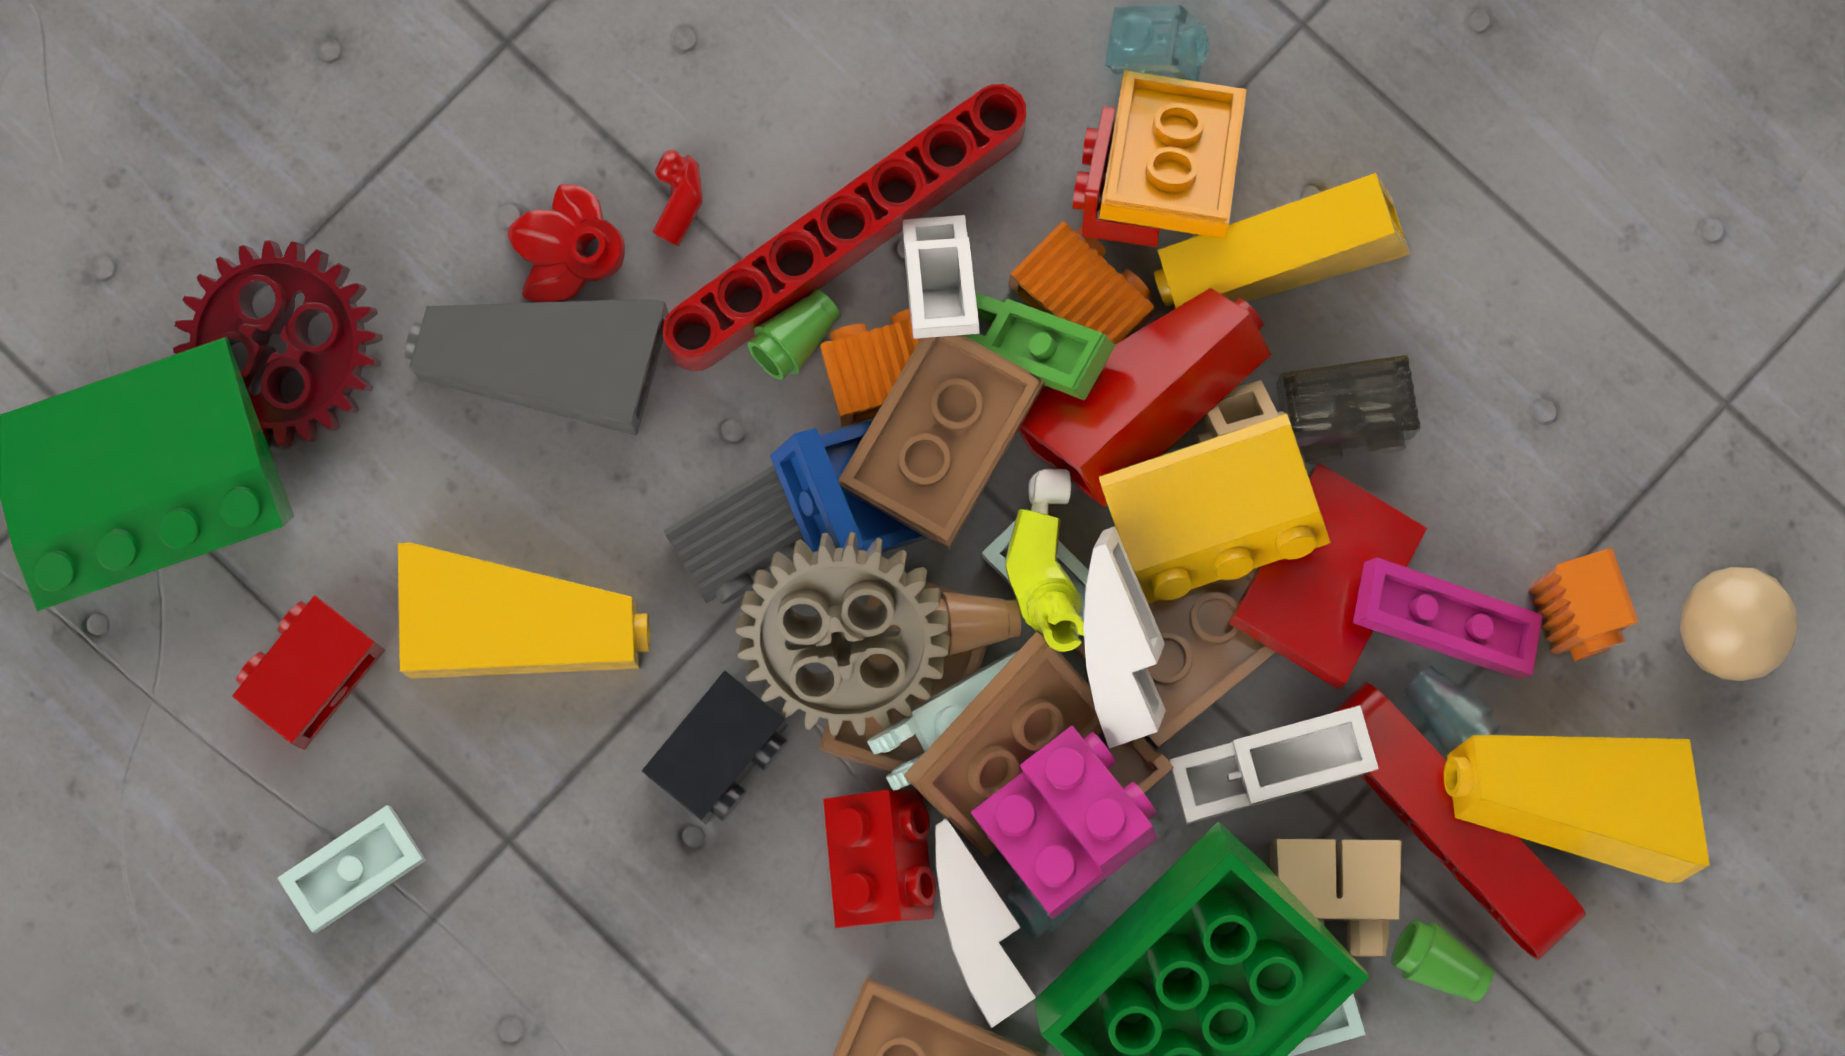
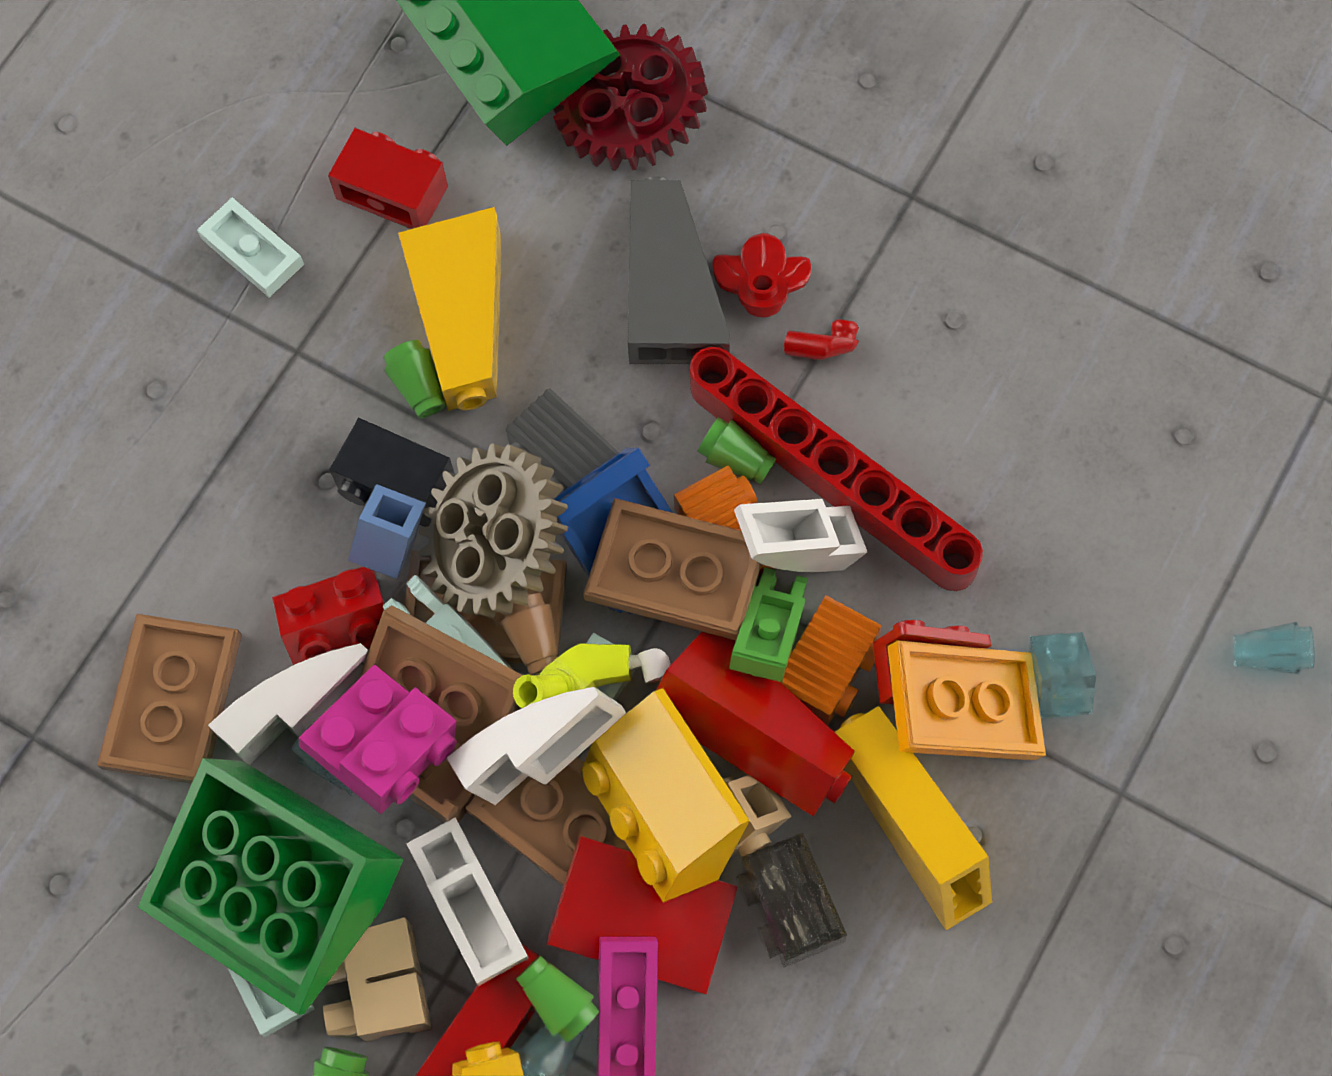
camera: 80 degrees right, 10 degrees down
(594, 695) = (415, 377): none -> bright green cone
(801, 765) = (386, 531): none -> medium blue brick
(1414, 683) = (557, 999): none -> bright green cone

